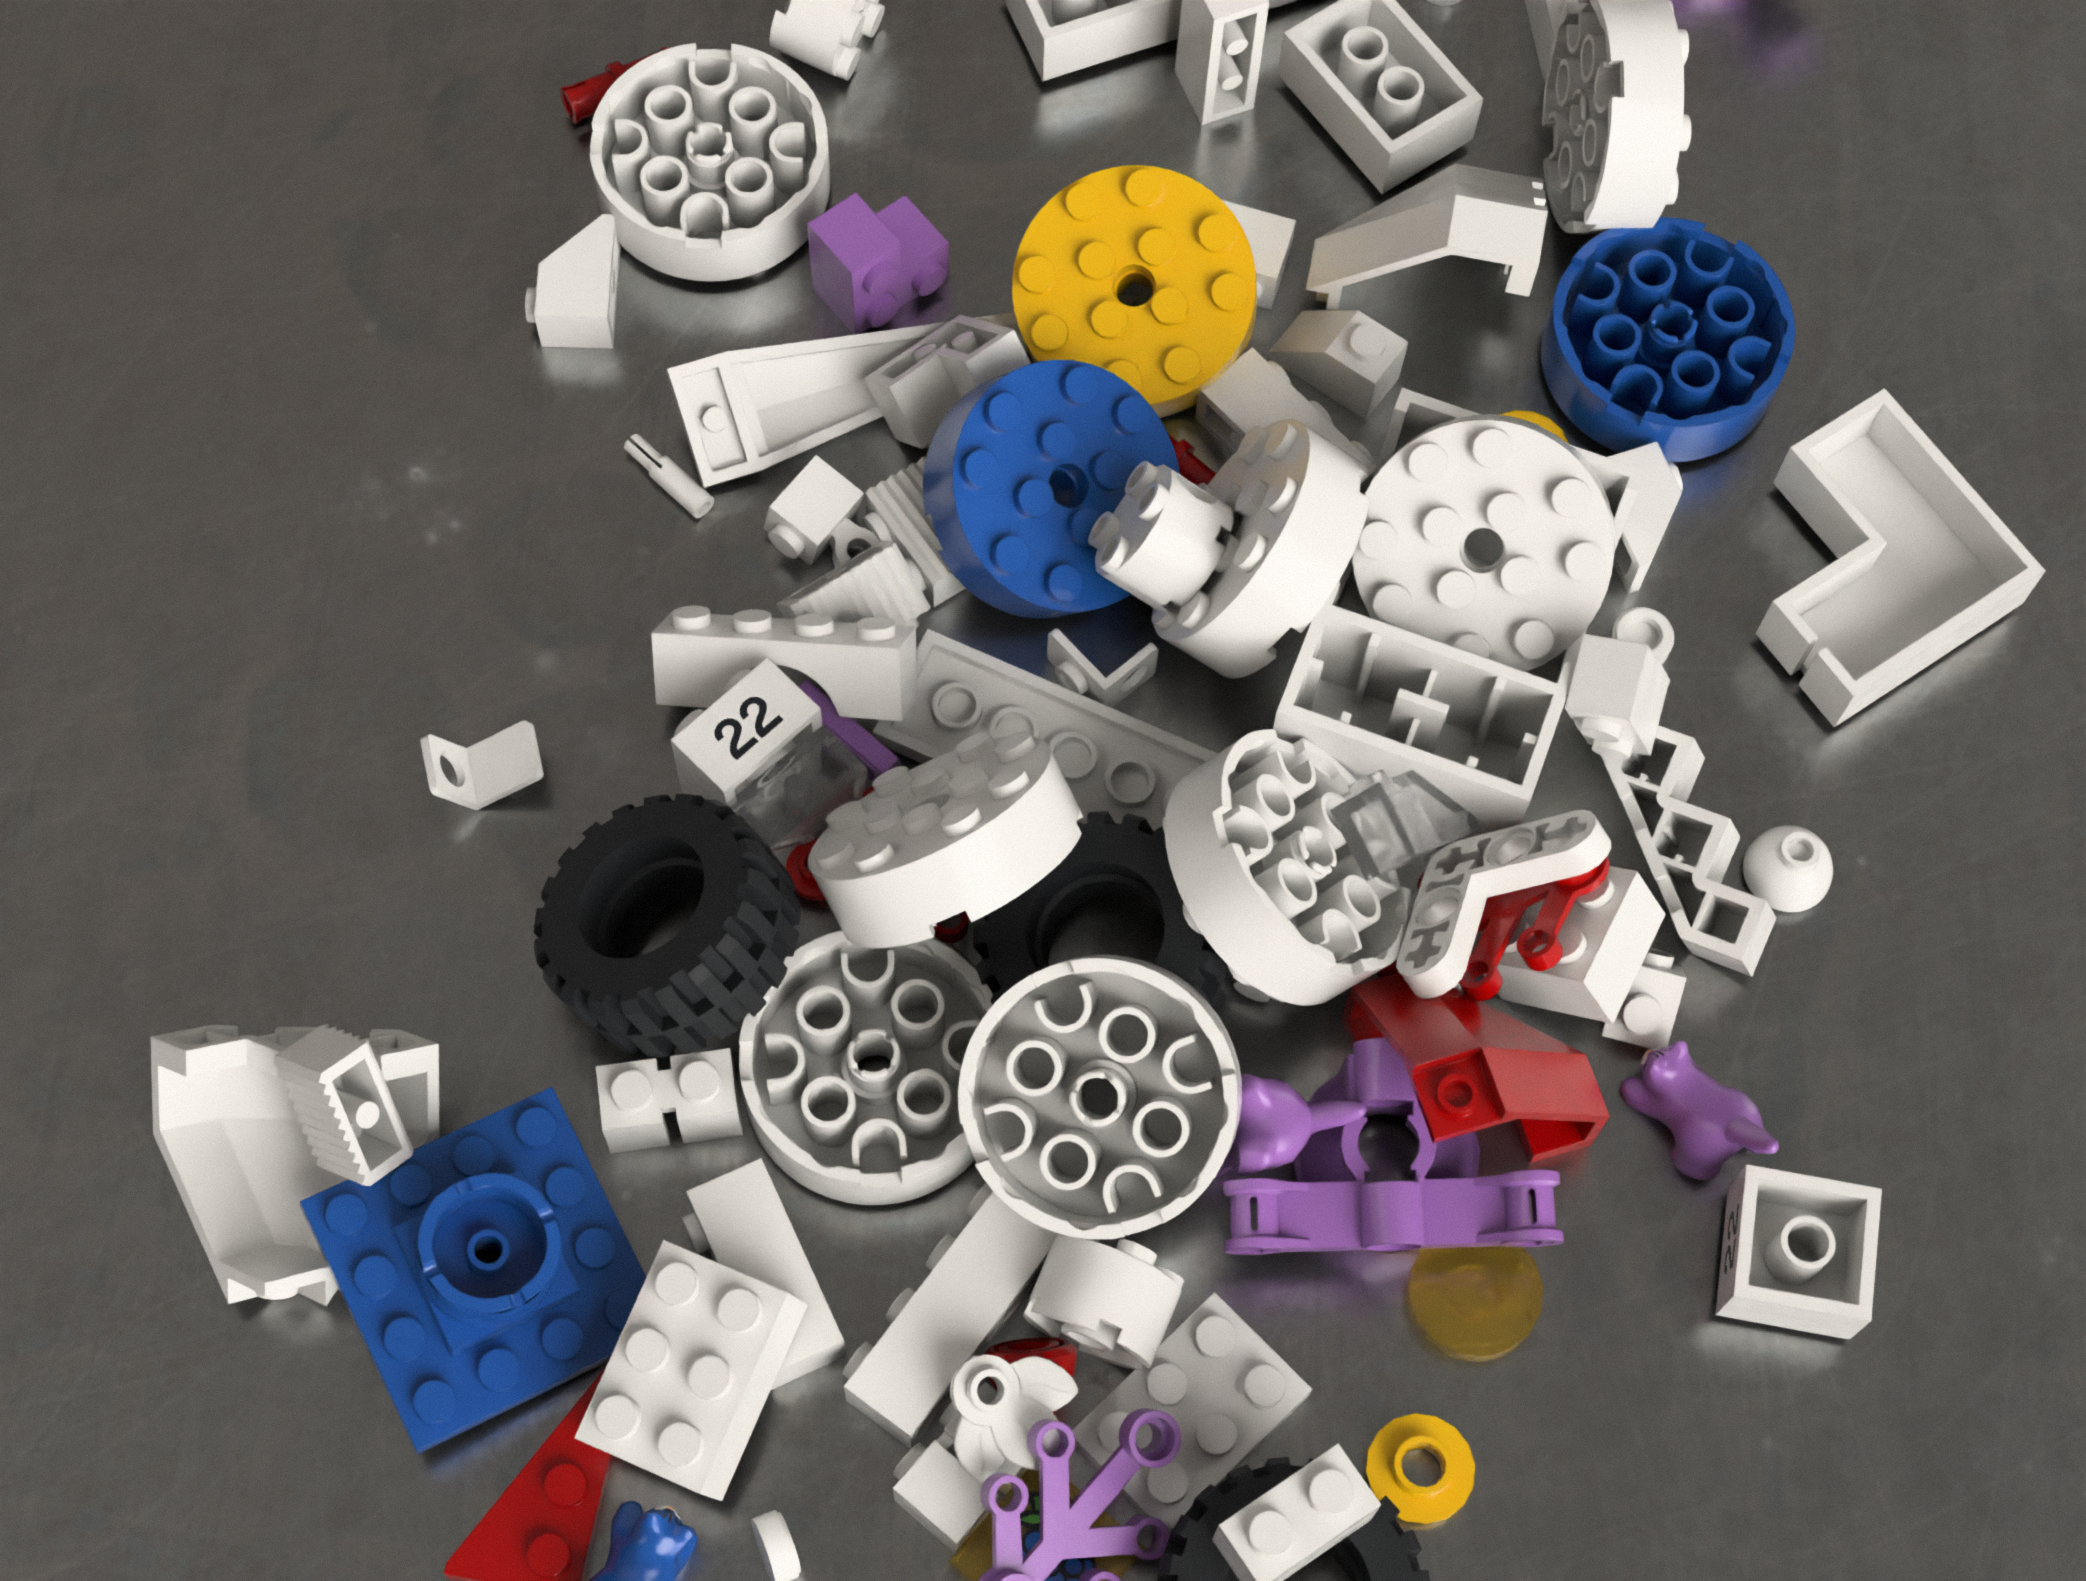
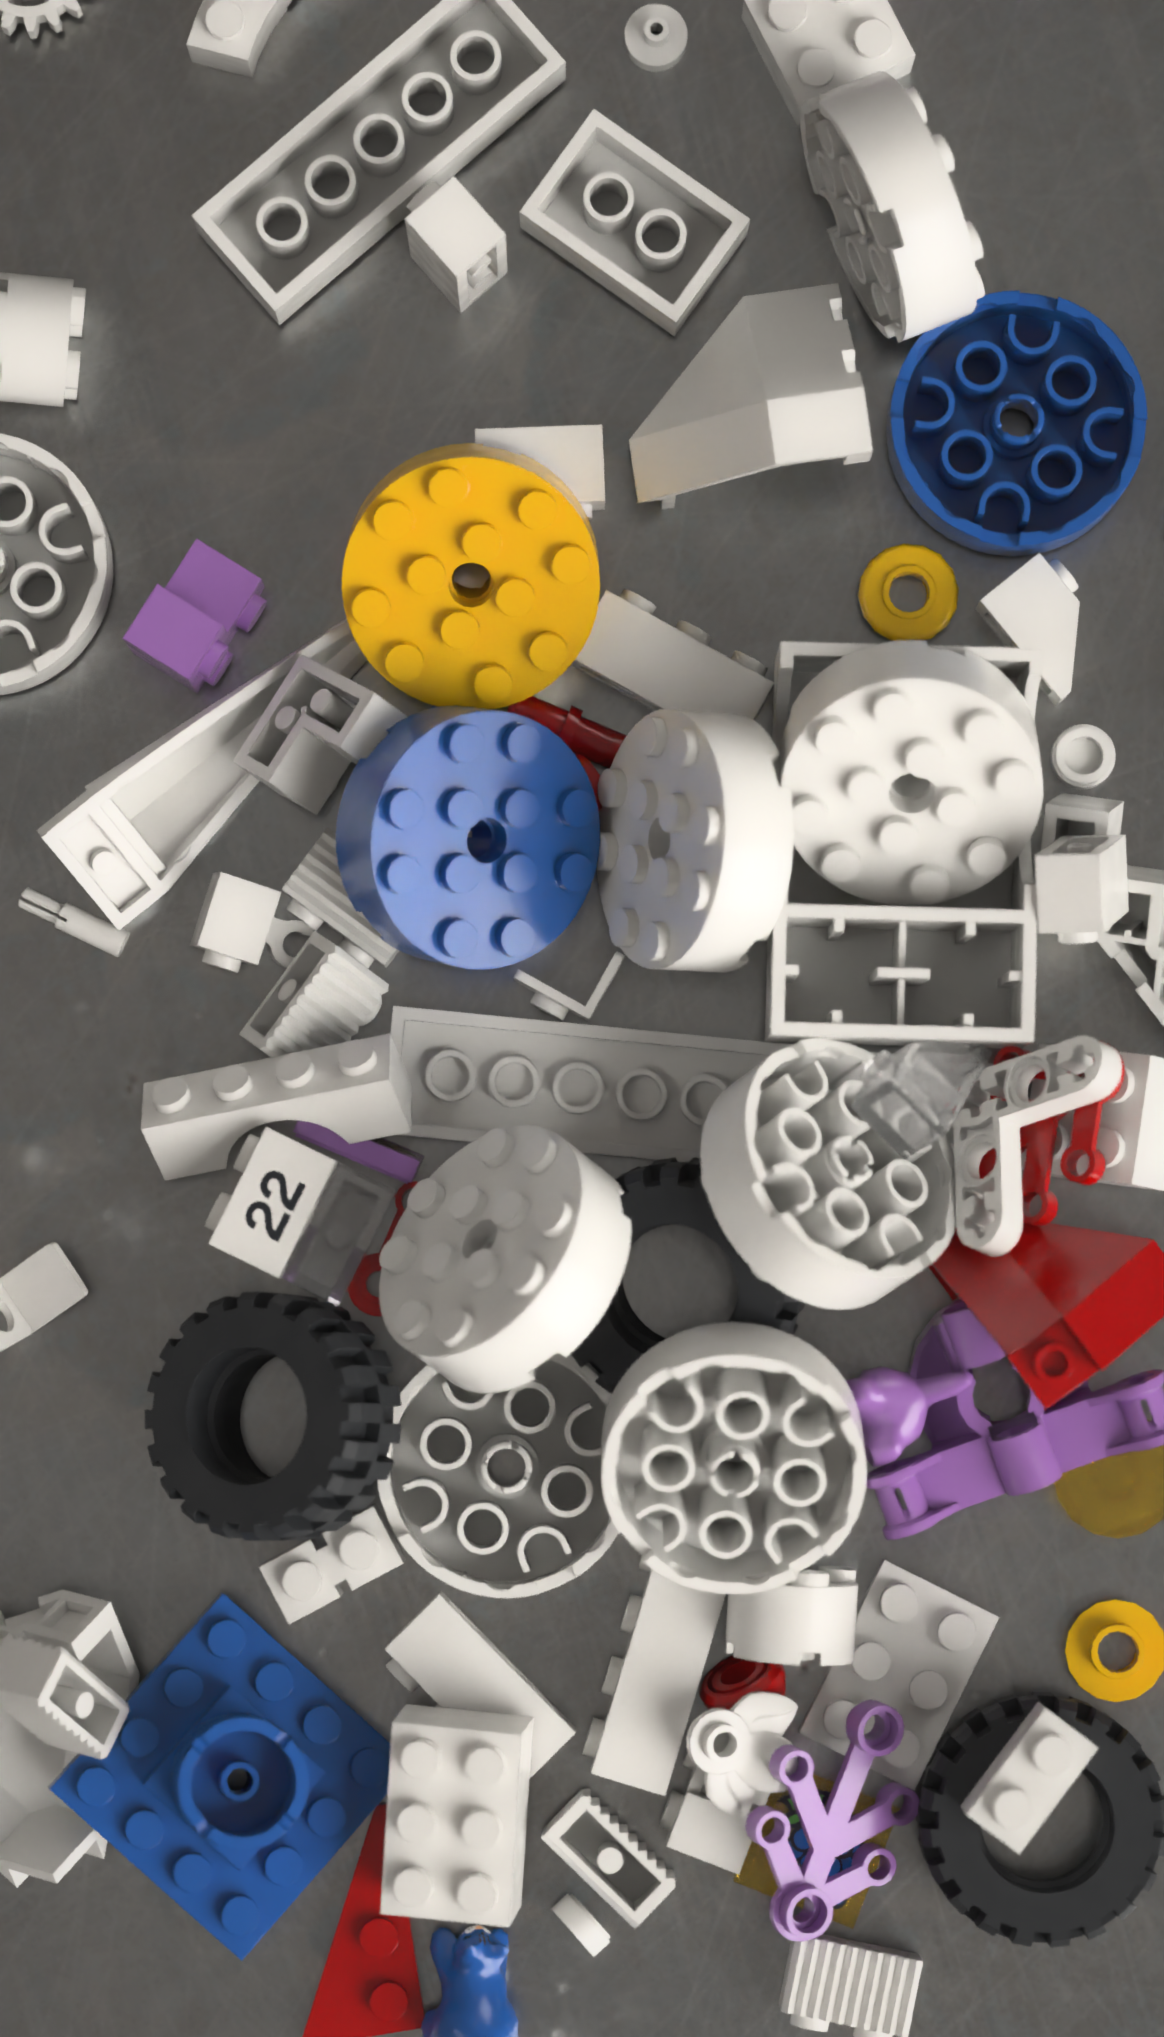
camera: 20 degrees left, 20 degrees up
(831, 1481) = (609, 1857): none -> white brick
(1160, 537) = (597, 874): white brick -> none
(1342, 356) = (690, 551): white slope -> none

